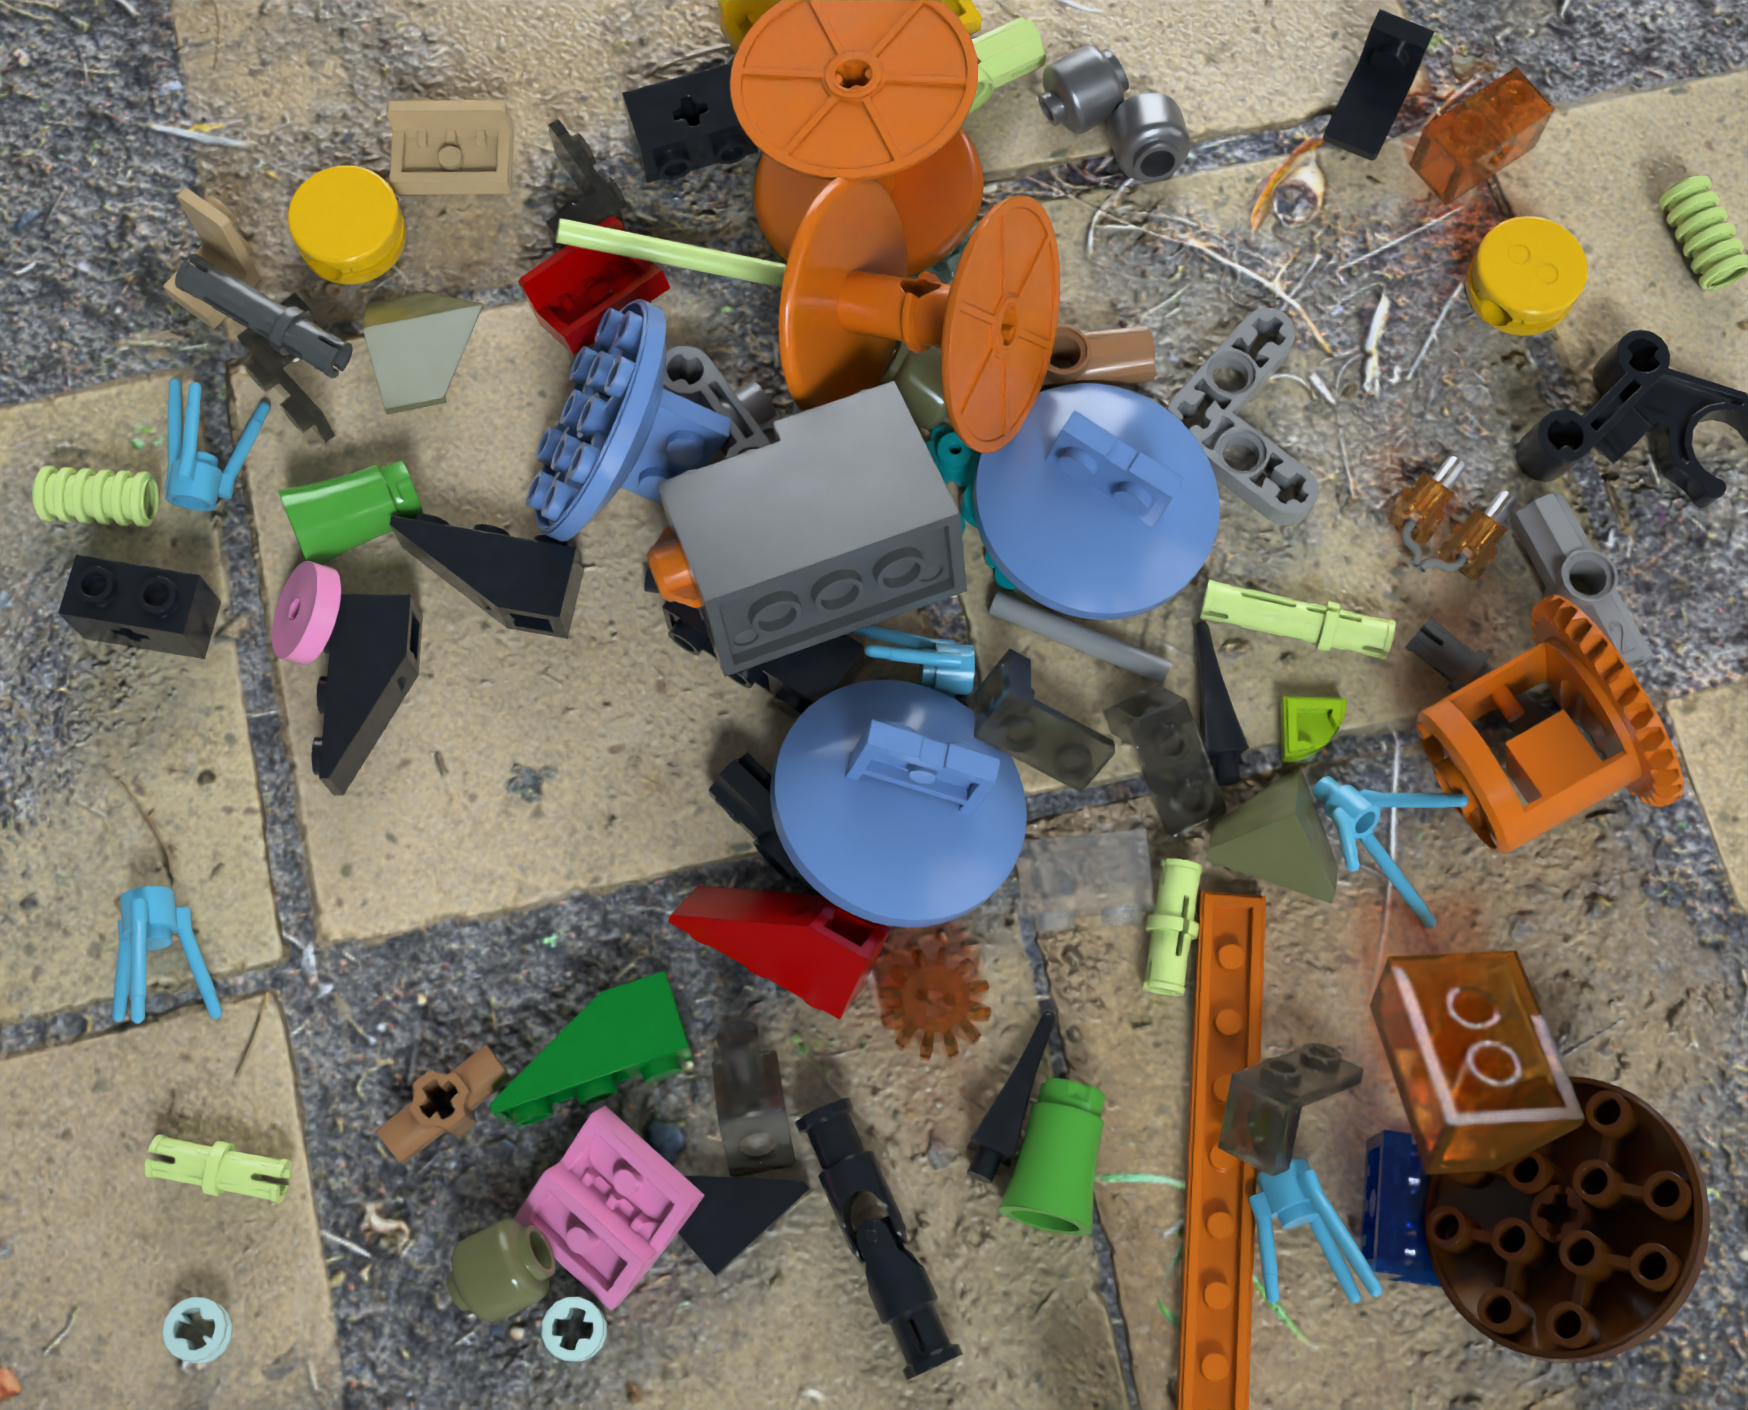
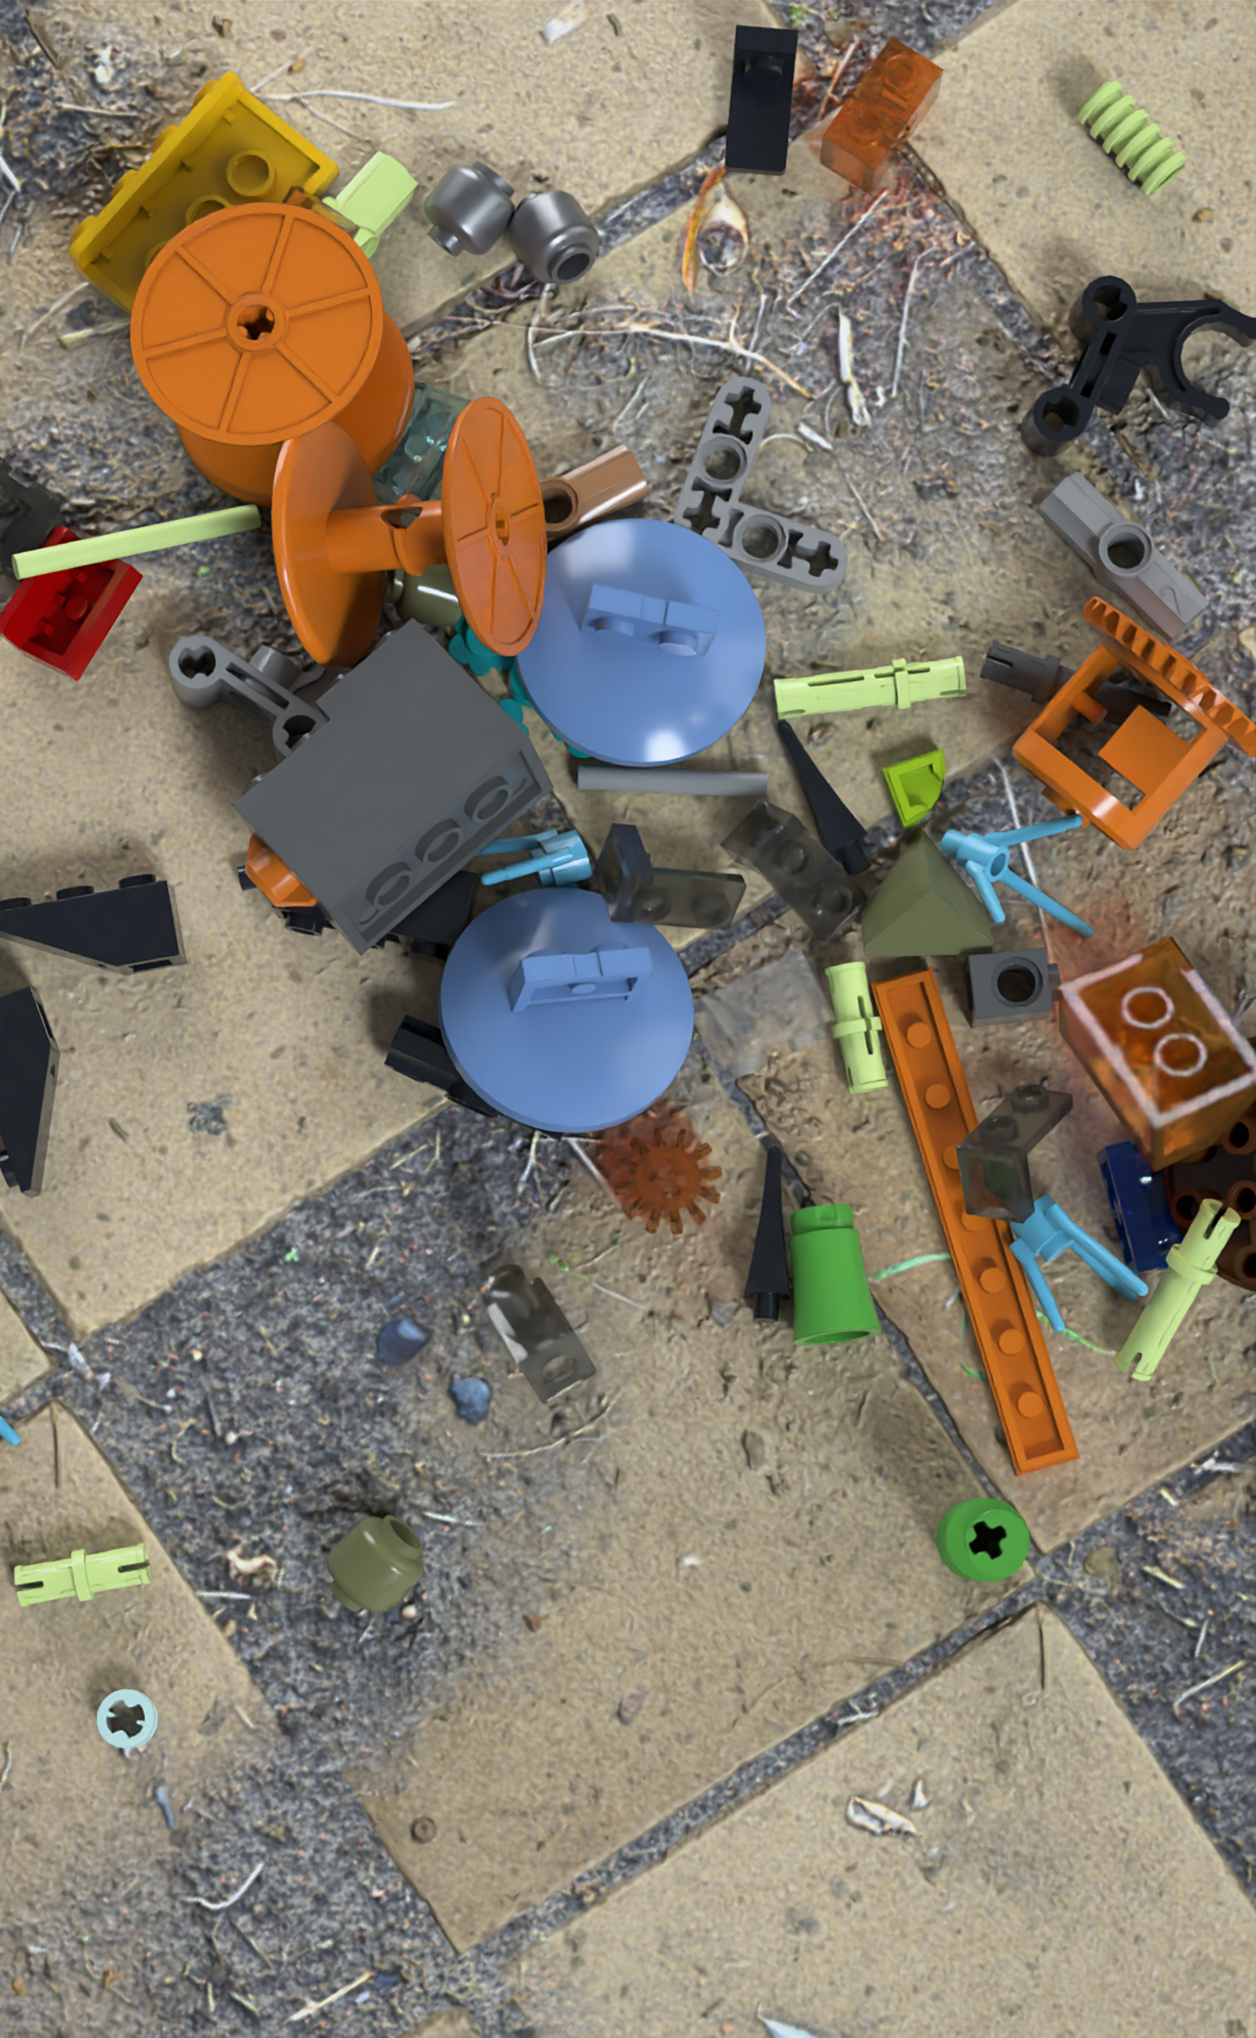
camera: 20 degrees left, 10 degrees up
(416, 1127) = (245, 1472): medium nougat axle -> none
(564, 1311) = (443, 1577): light aqua bush -> none
(609, 1207) = (448, 1472): bright pink slope -> none
(612, 1040) = (390, 1326): green slope -> none
(619, 426) = (157, 750): medium blue bracket -> none
(686, 124) = (57, 398): black brick -> none
(736, 1215) = (546, 1441): black tile -> none
(788, 939) = (510, 1175): red slope -> none
(893, 1274) = (724, 1435): black piece -> none
(1310, 955) = (987, 1004): none -> dark grey brick
(1429, 1287) = (1189, 1267): none -> yellowish green pin
(1469, 545) = (1005, 556): clear orange piece -> none
(1526, 275) = (972, 249): yellow head -> none

